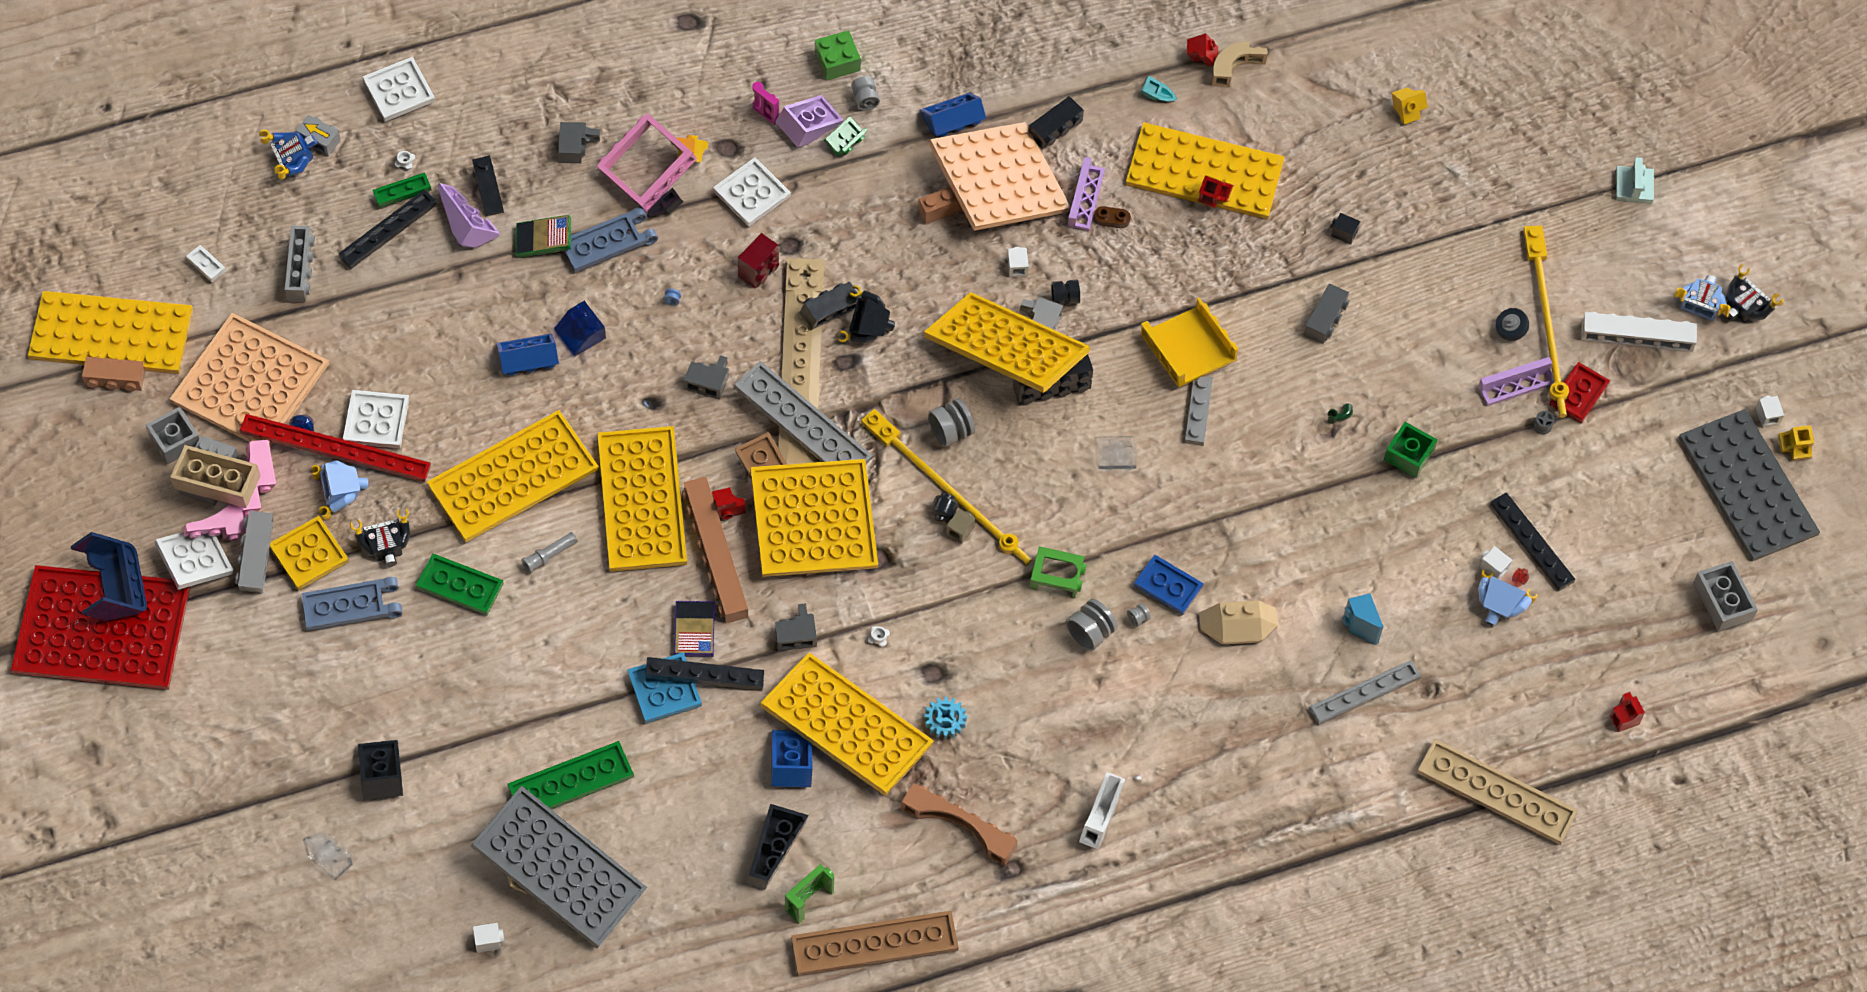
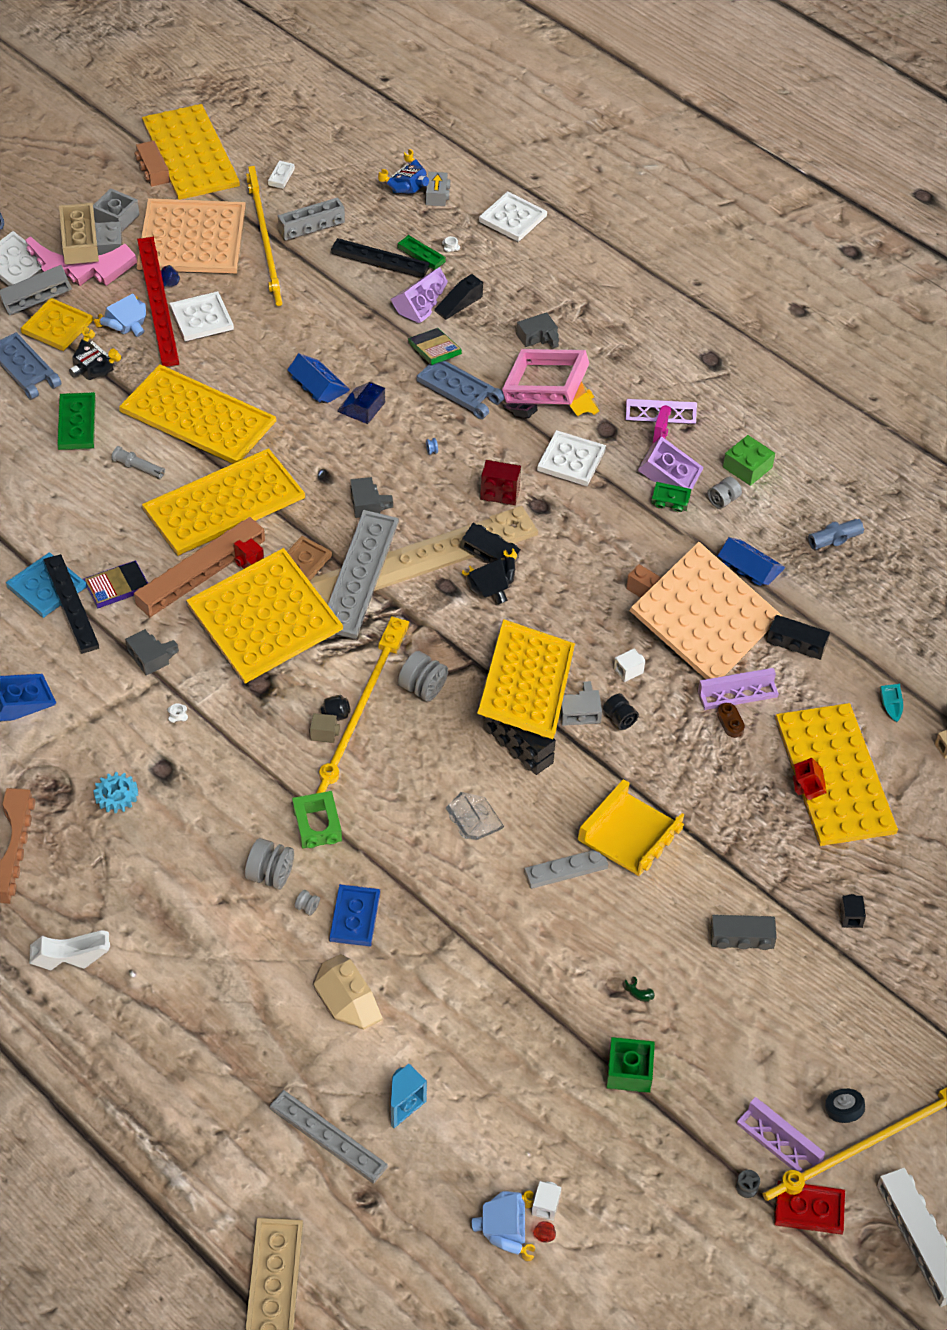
camera: 65 degrees right, 10 degrees down
(216, 296) = (253, 188): none -> yellow bar
(727, 91) = (657, 405): none -> lavender fence
(847, 723) = (70, 722): yellow plate -> none
(958, 34) = (836, 534): none -> sand blue piece
(1532, 541) = (597, 1230): black plate -> none

